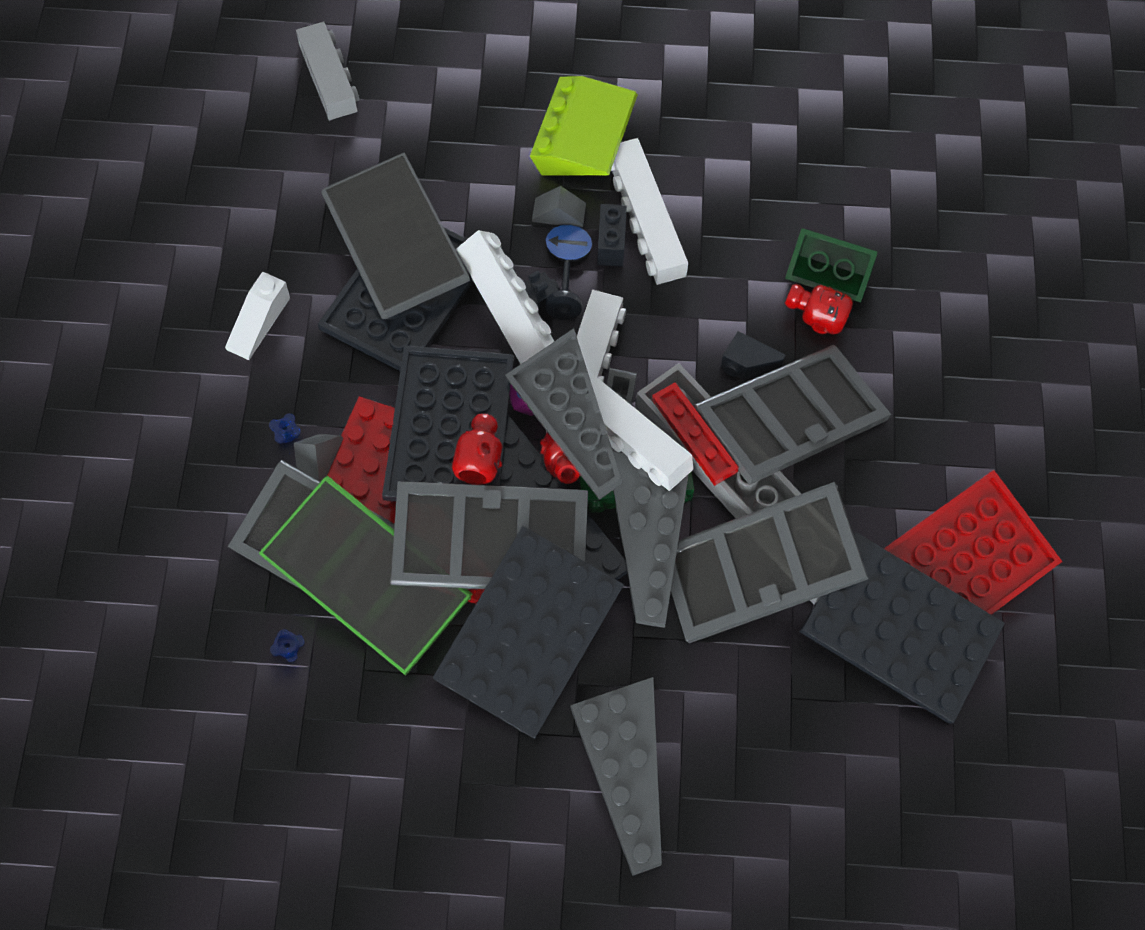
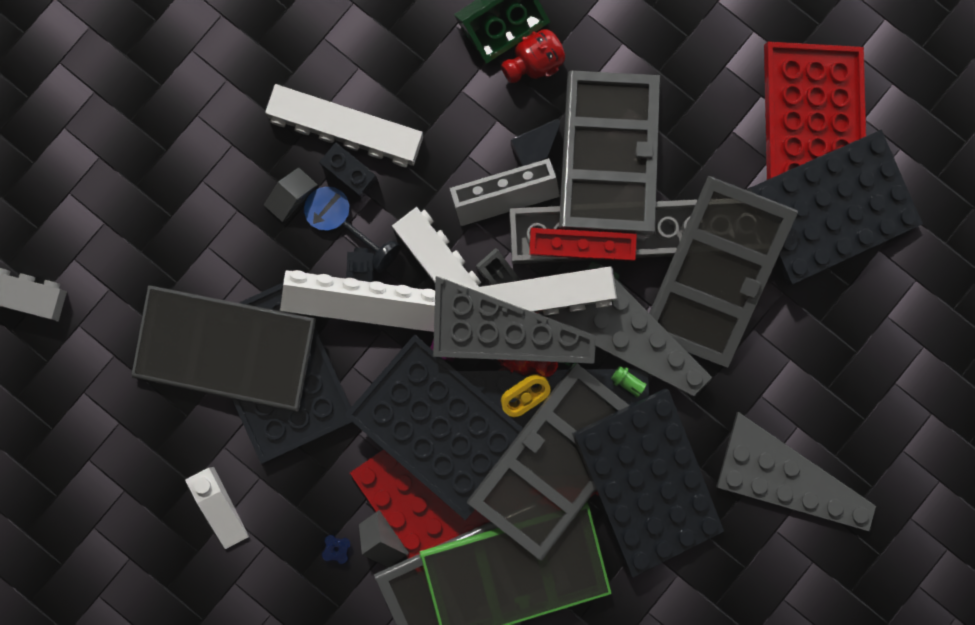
camera: 55 degrees left, 20 degrees up
(478, 452) = (488, 425): red piece -> none
(529, 474) = (527, 395): none -> yellow plate
(582, 127) = (232, 120): lime slope -> none
(605, 551) = (628, 381): none -> bright green pin
(674, 344) = (505, 191): none -> light grey brick

